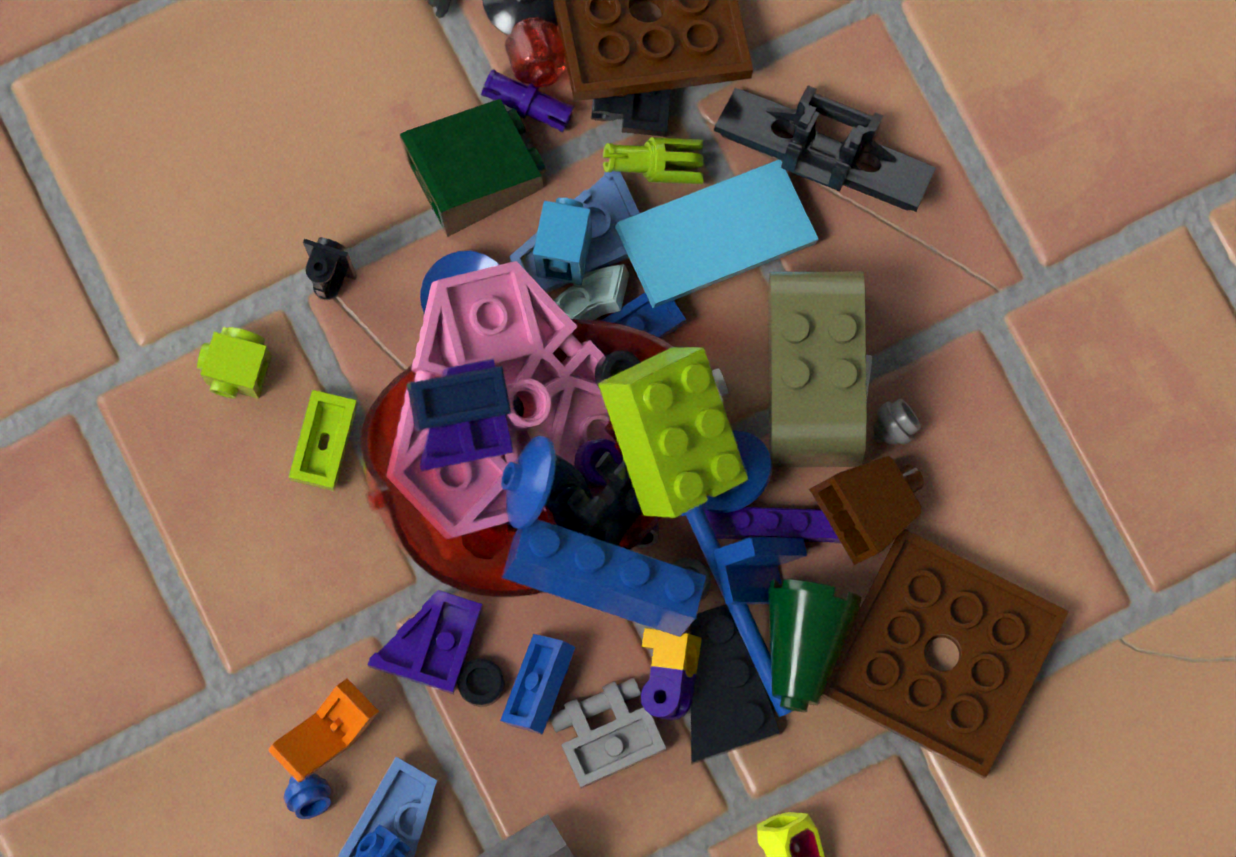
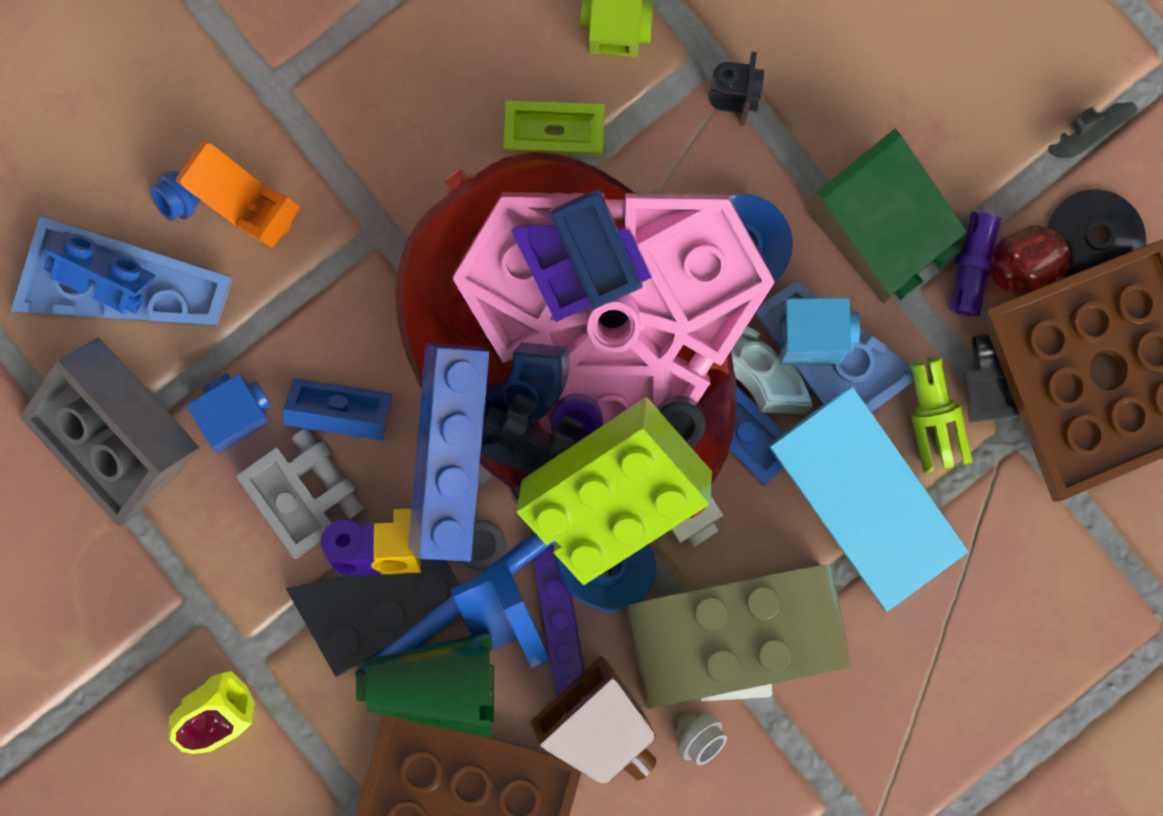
camera: 75 degrees right, 5 degrees up
(432, 643) = (353, 287): dark purple wing -> none
(481, 682) = (330, 349): black tile -> none
(518, 781) = (230, 410): none -> blue brick
(529, 482) = (525, 345): blue dish -> none
(822, 159) = (979, 600): black piece -> none

